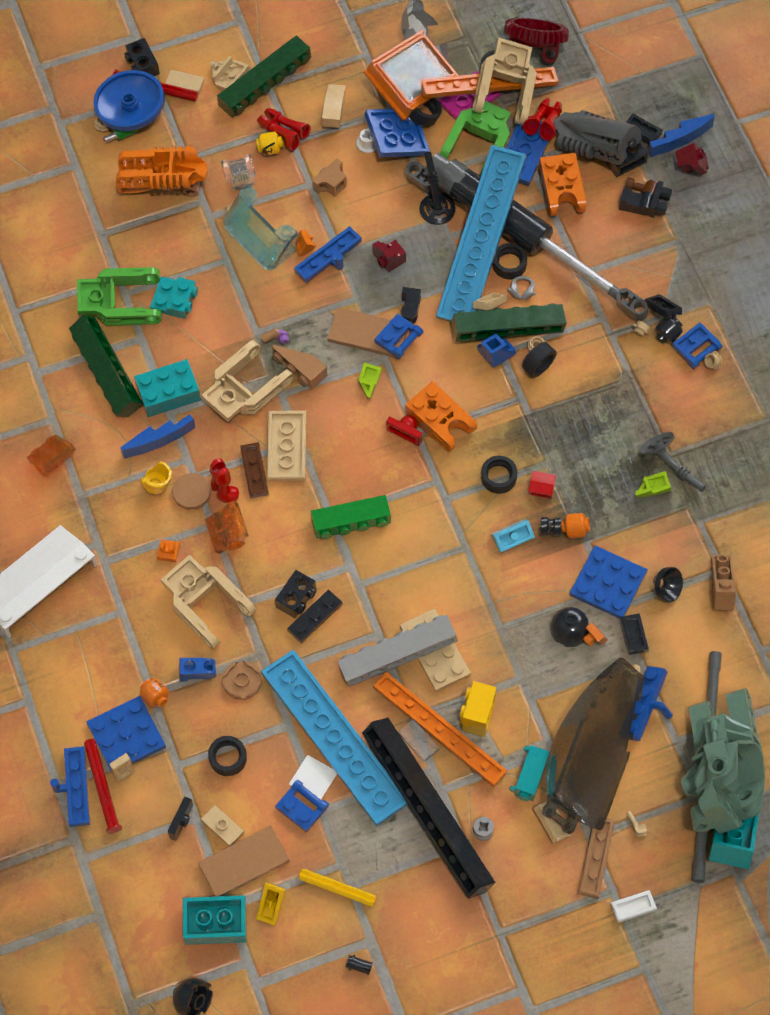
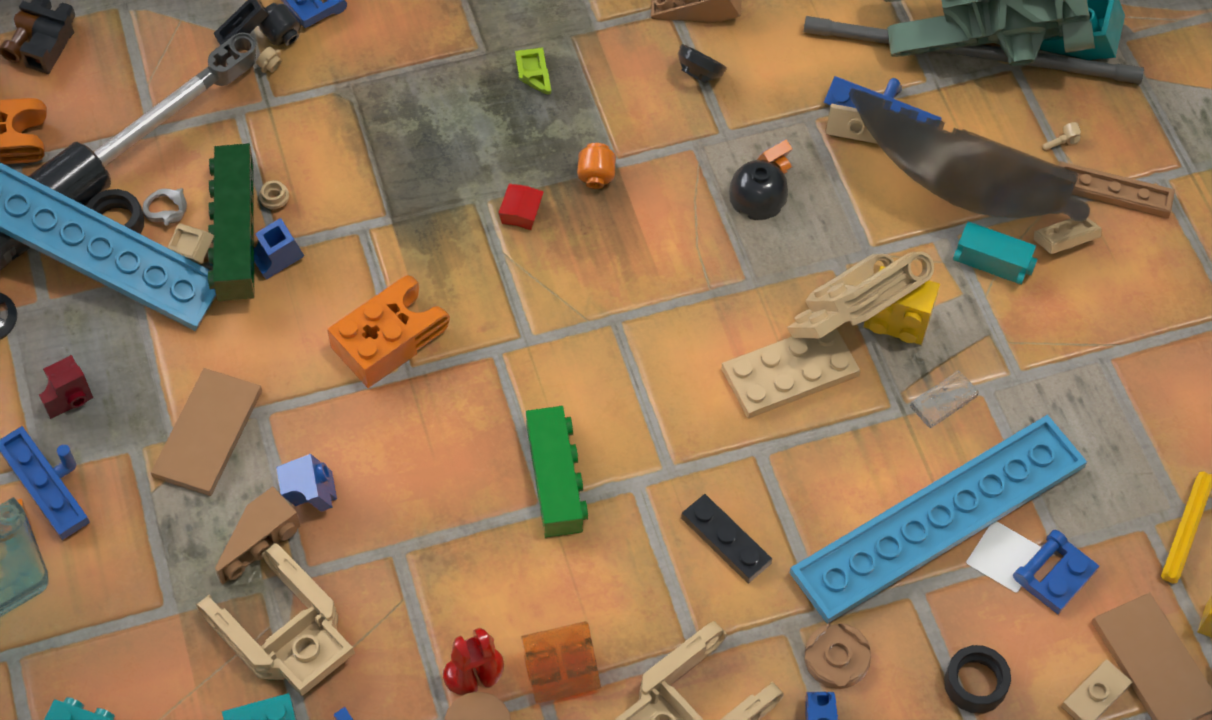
camera: 90 degrees left, 5 degrees down
(254, 470) = (445, 620): reddish brown tile -> none
(277, 334) = (186, 574): arm -> none
(286, 446) = (405, 567): tan tile -> none
(291, 592) = (683, 566): black brick -> none
(331, 386) = (307, 481): none -> brick
(369, 378) = (297, 435): lime slope -> none
(393, 334) = (220, 387): blue plate -> none
(398, 650) = (802, 411): light grey brick -> none
(405, 428) = (401, 382): red tile -> none
(412, 300) = (168, 361): black leg -> none
(428, 808) = (1055, 388): black brick -> none
(440, 729) = (922, 371): orange plate -> none
(475, 673) = (859, 293): none -> tan plate
(483, 833) = (1083, 329): light grey wheel -> none
(499, 487) = (497, 240): black tyre -> none
(513, 535) = (599, 253): medium azure slope -> none
(539, 359) = (308, 185): black tyre -> none
(555, 526) = (594, 195): black wheel -> none
(608, 582) = (687, 139): blue plate -> none
(633, 906) = (1183, 153): white tile -> none
(634, 634) = (773, 113): black plate -> none
(659, 446) = (482, 54): dark grey dish -> none

